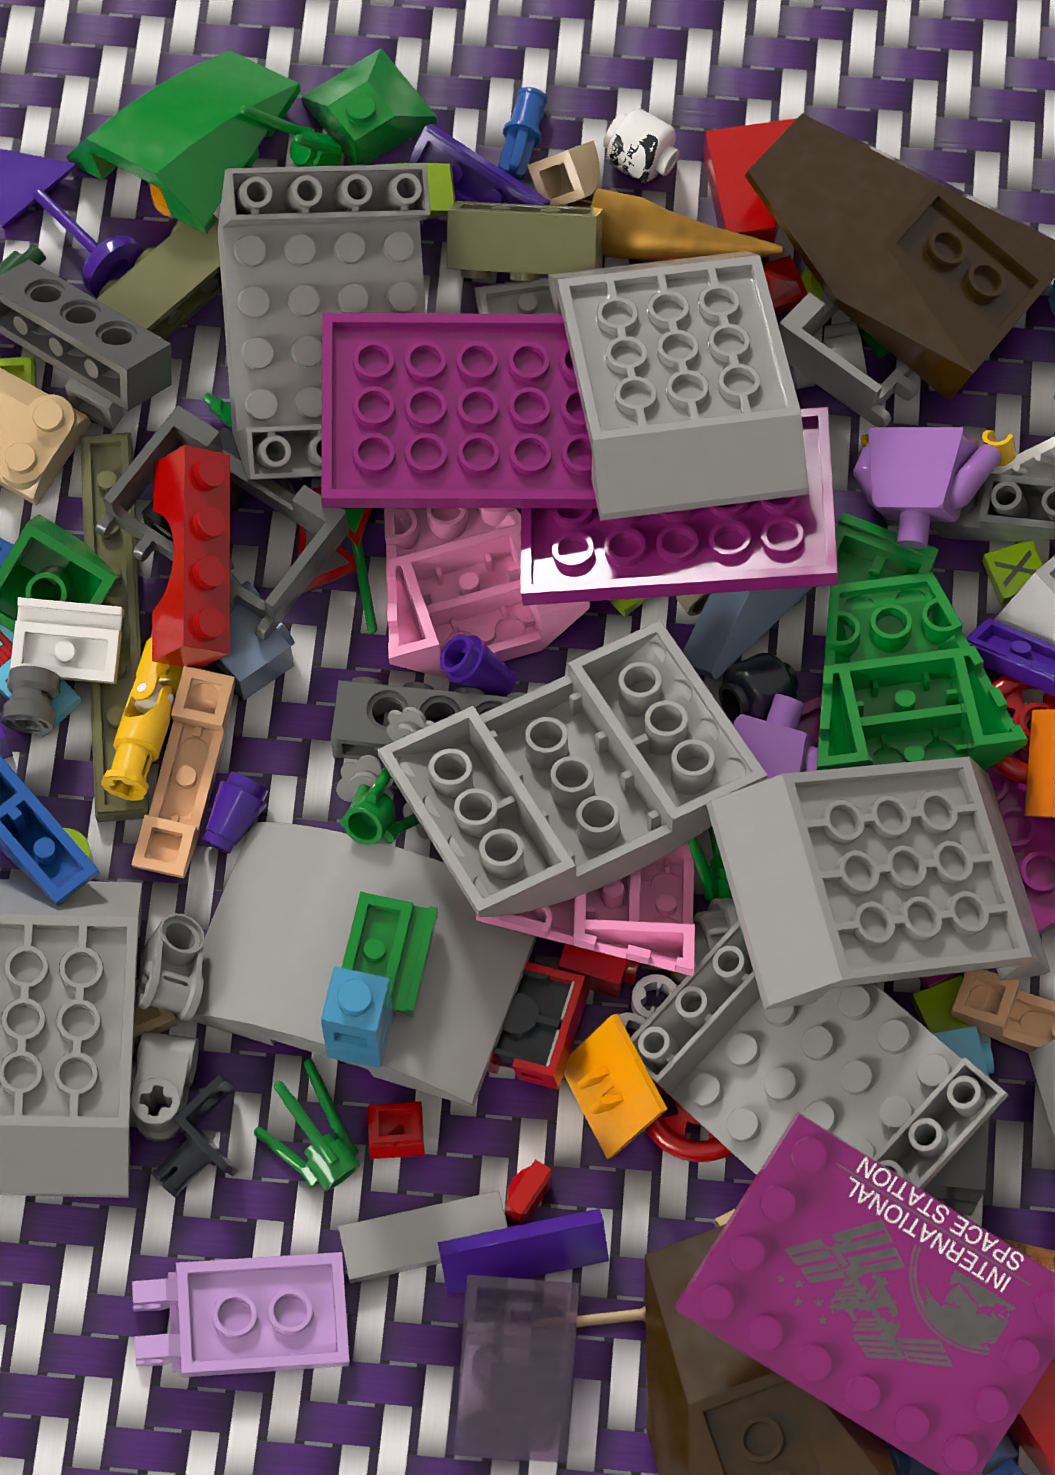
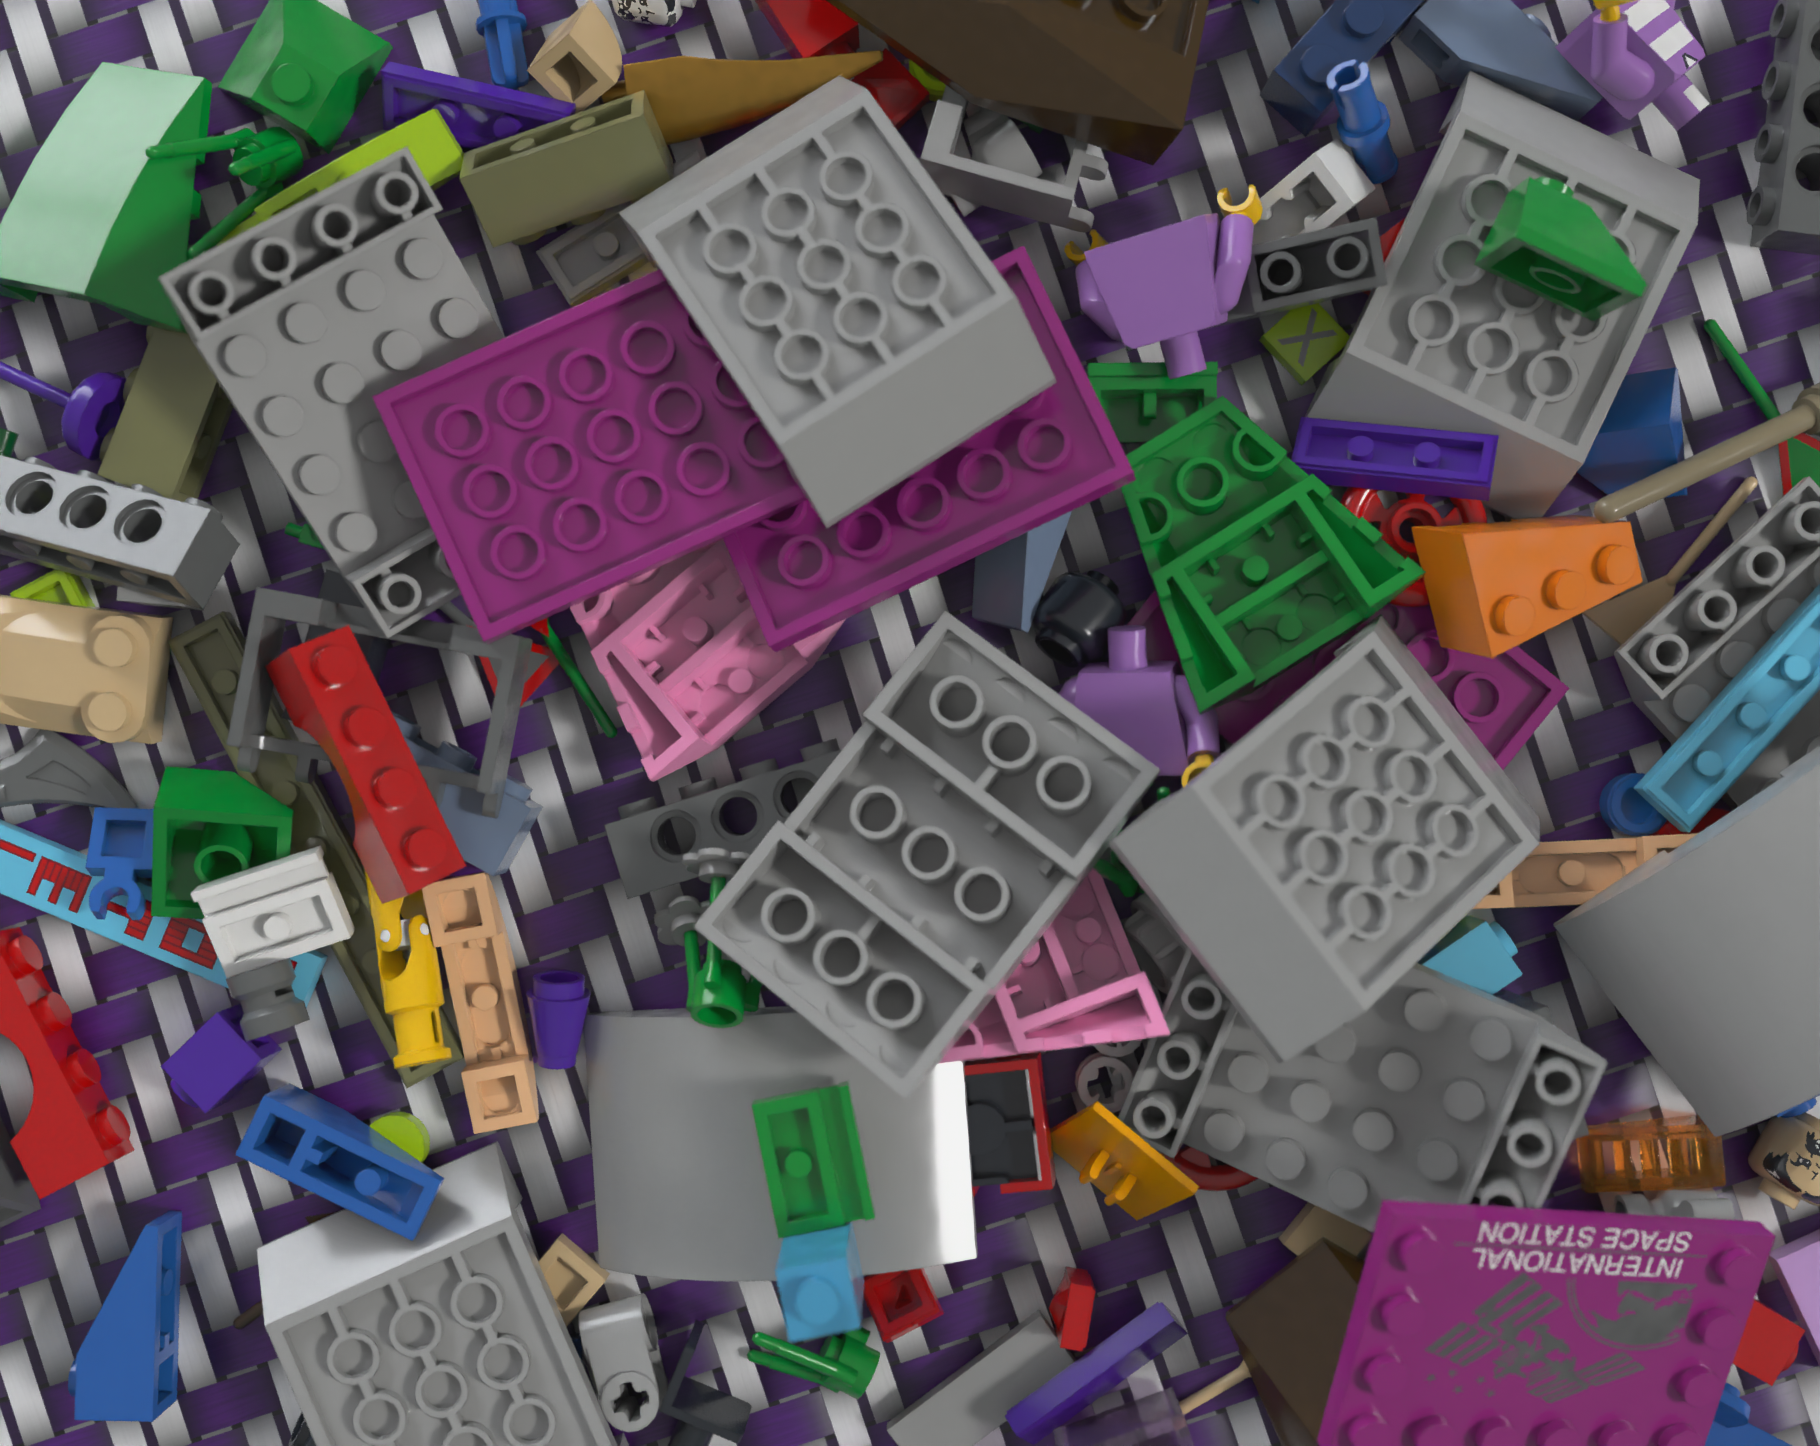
camera: 25 degrees left, 20 degrees up
(172, 967) = (578, 1255): light grey piece -> none
(475, 665) = (749, 735): dark purple cone -> none

